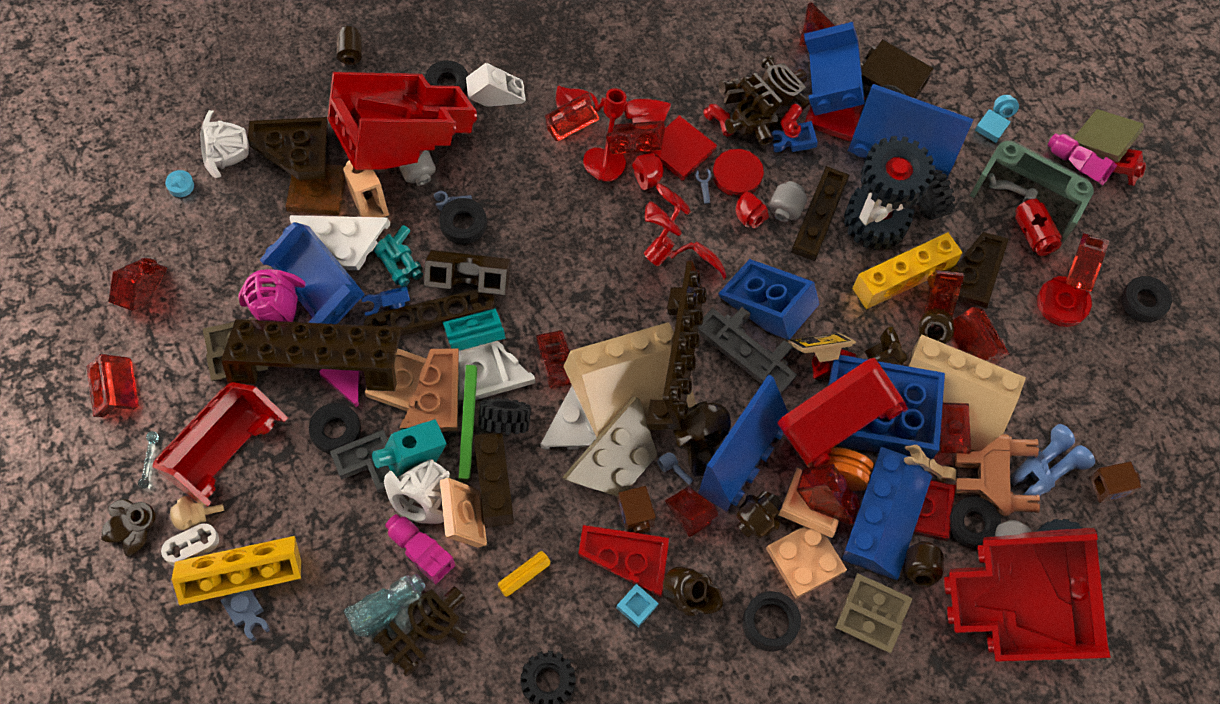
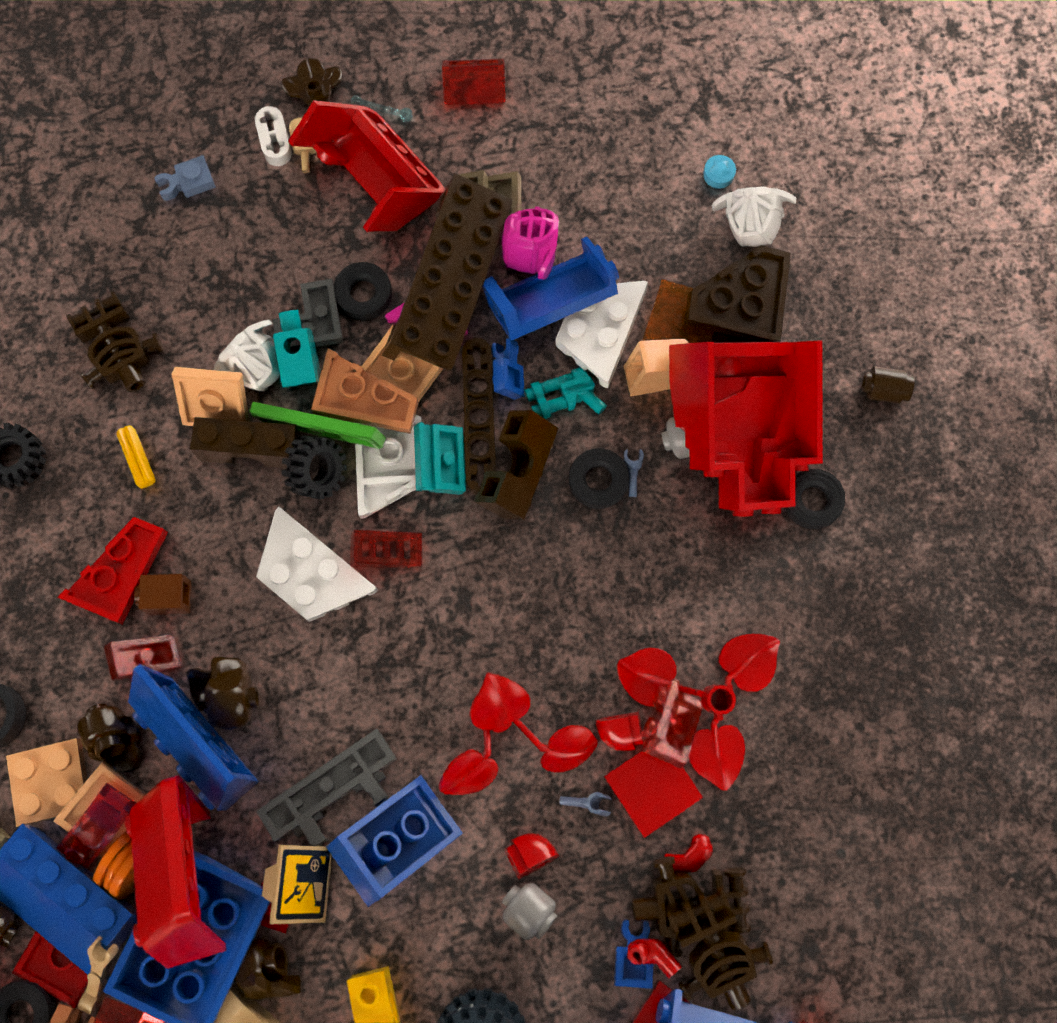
camera: 110 degrees right, 10 degrees up
(135, 283) = (591, 112): clear red slope -> none
(236, 570) = (223, 170): yellow brick -> none
(382, 606) = (140, 302): clear light blue piece -> none
(420, 548) = (193, 351): dark pink piece -> none
(494, 87) = (790, 557): white slope -> none
(571, 117) = (724, 646): clear red slope -> none
(616, 454) = (231, 583): wing -> none
(619, 369) = (319, 627): tan slope -> none
(637, 605) = (60, 570): medium azure tile -> none
(670, 461) = (214, 648): sand blue hand -> none
(687, 305) = (258, 657): dark brown bracket -> none
(692, 591) = (47, 631): dark brown head -> none
(737, 172) = (597, 856): red tile -> none
(820, 213) = (510, 958): dark brown tile -> none

